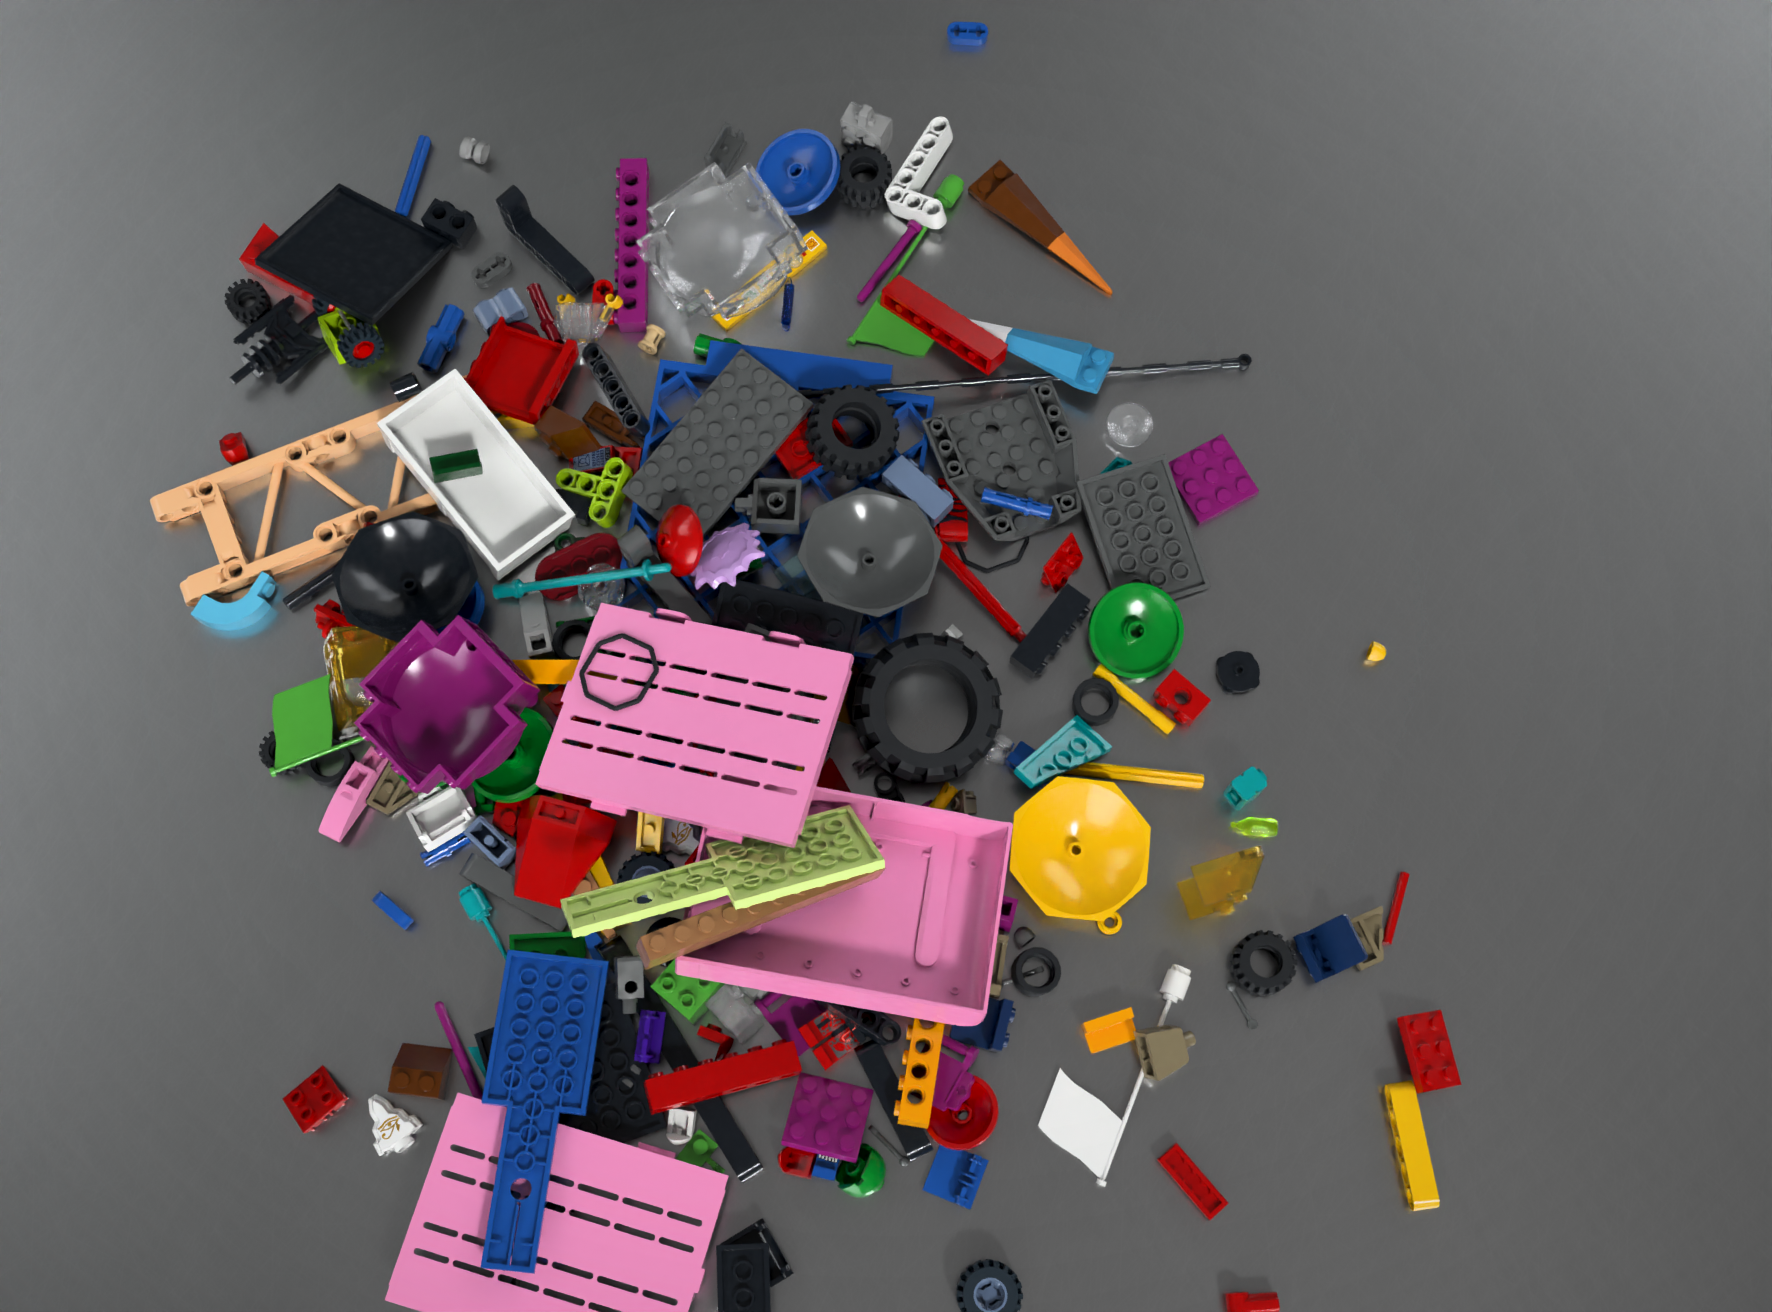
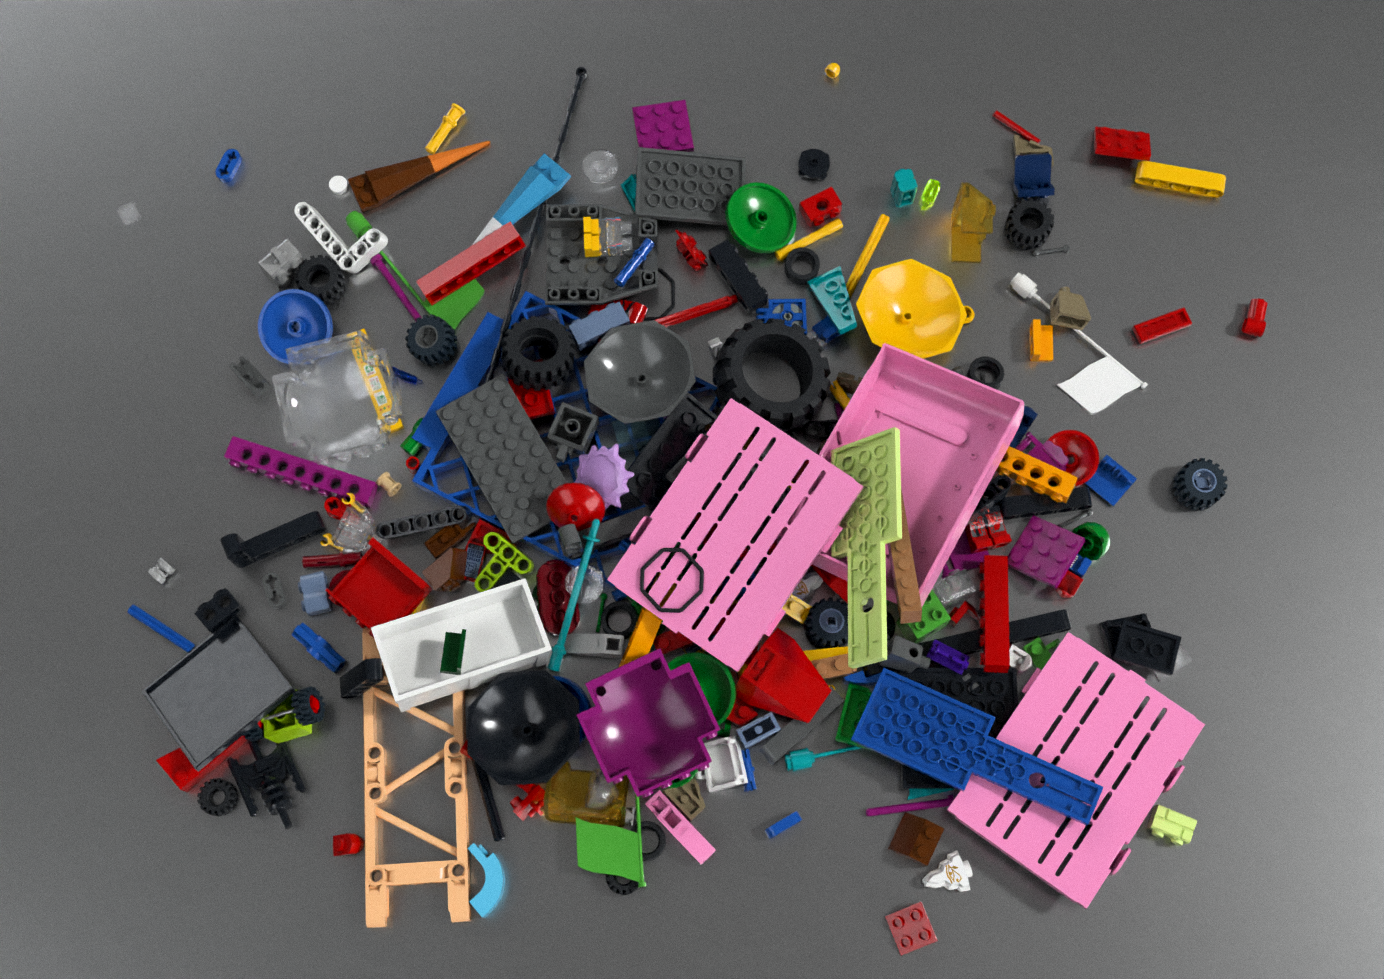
camera: 70 degrees left, 0 degrees up
(683, 350) = (410, 461): none -> red hinge
(835, 318) = (431, 340): none -> black wheel
(990, 153) = (338, 185): none -> white tile
(1021, 704) = (786, 309): none -> blue piece
(1036, 459) = (604, 236): none -> clear hips
(1116, 239) = (449, 122): none -> yellow pin

